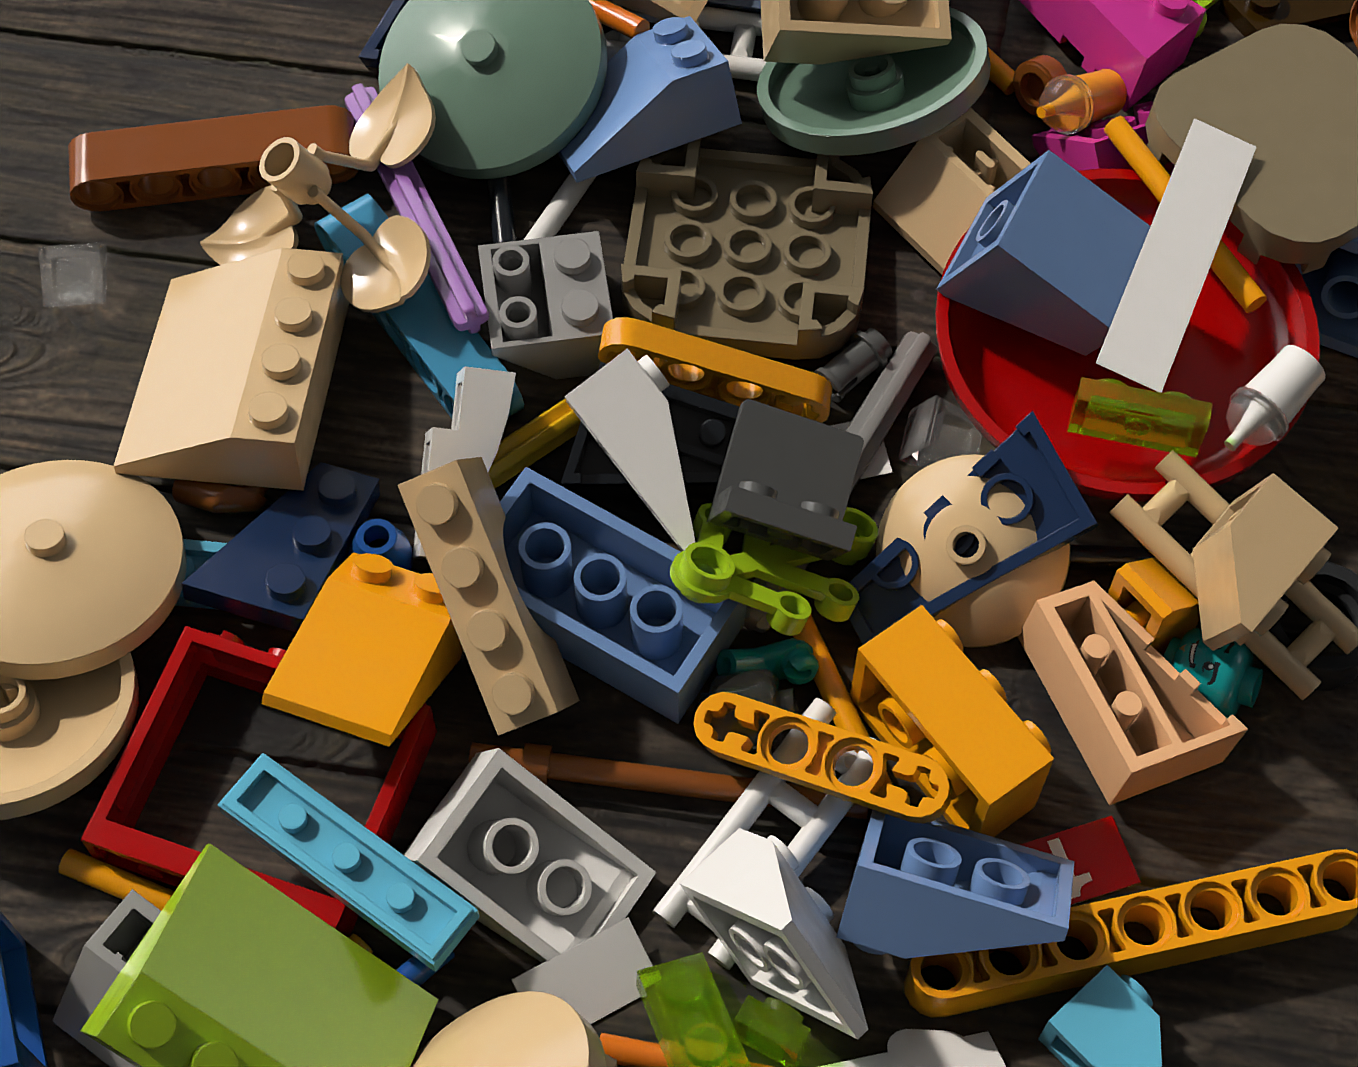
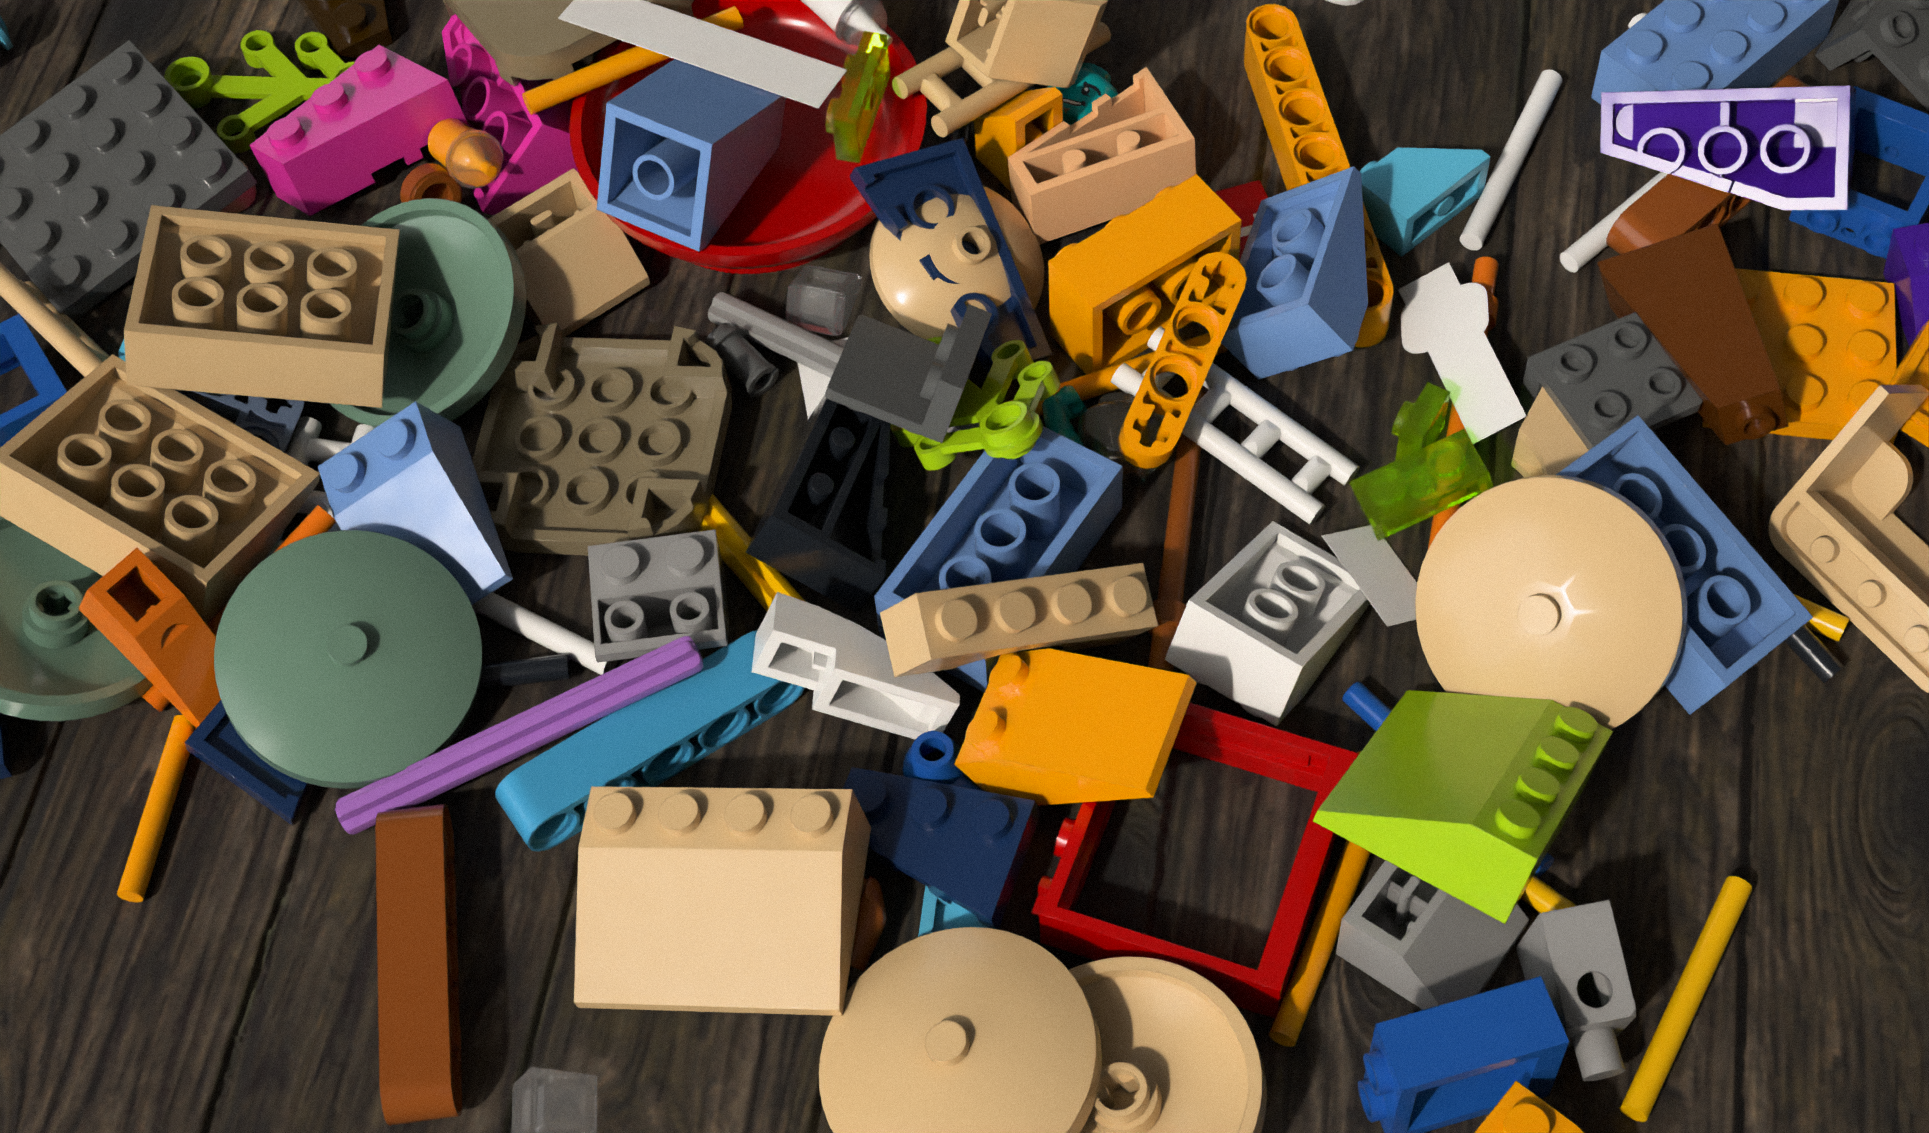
camera: 85 degrees left, 5 degrees down
(349, 861) = (1294, 742): medium azure tile -> none
(398, 254) = (525, 902): tan plant -> none
(634, 427) = (863, 480): white slope -> none
(718, 369) = (757, 456): light orange beam -> none
(777, 928) = (1350, 390): white slope -> none

